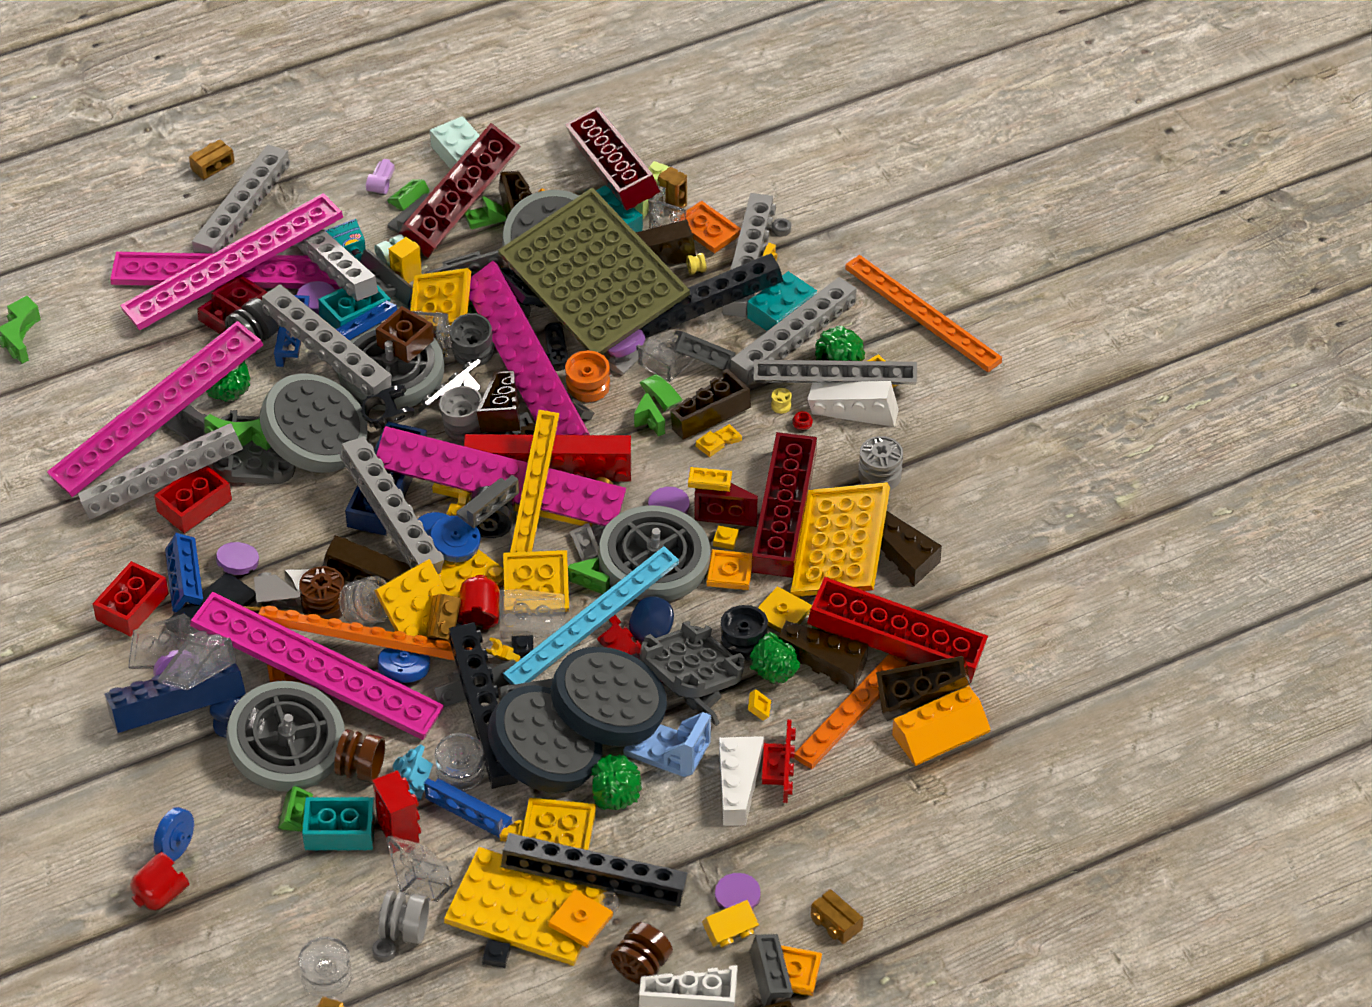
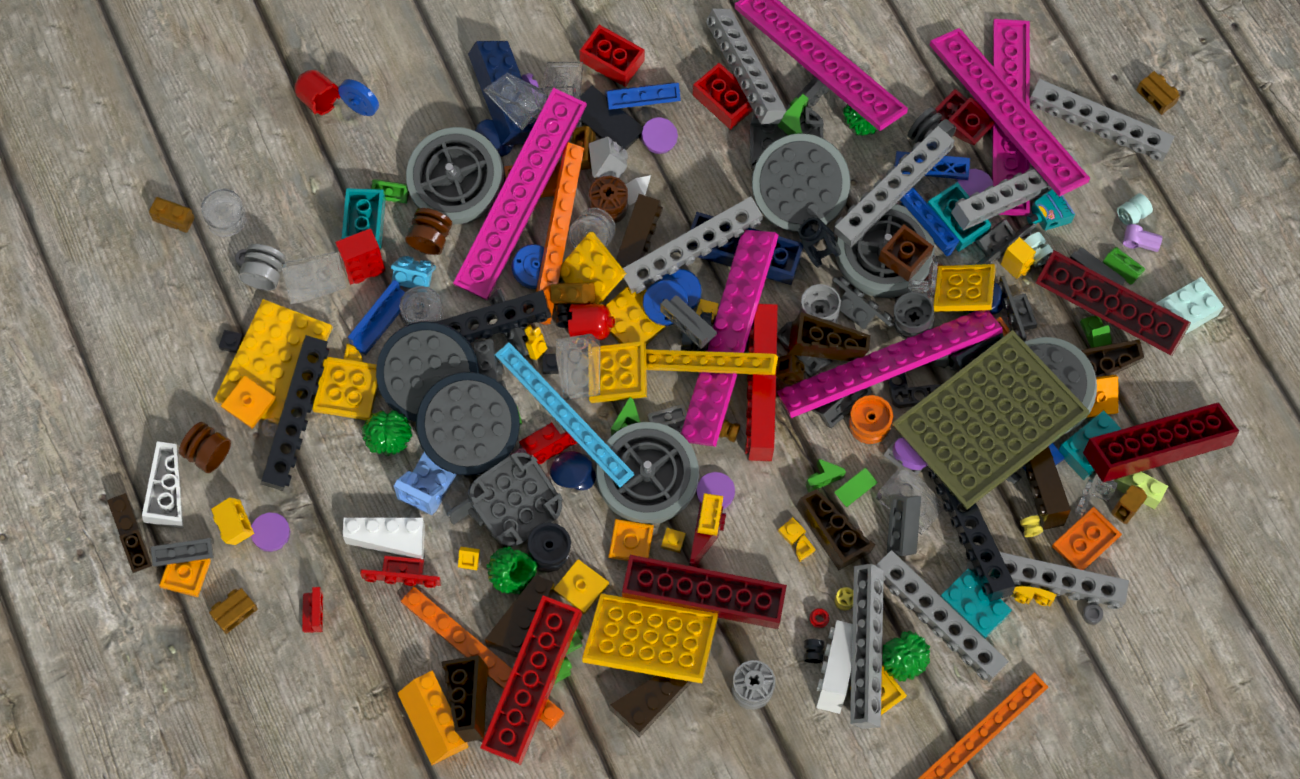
camera: 90 degrees right, 20 degrees up
(349, 179) = (1135, 209): none -> light aqua wheel
(831, 838) = (313, 611): none -> red bracket
(833, 423) = (813, 651): none -> black wheel

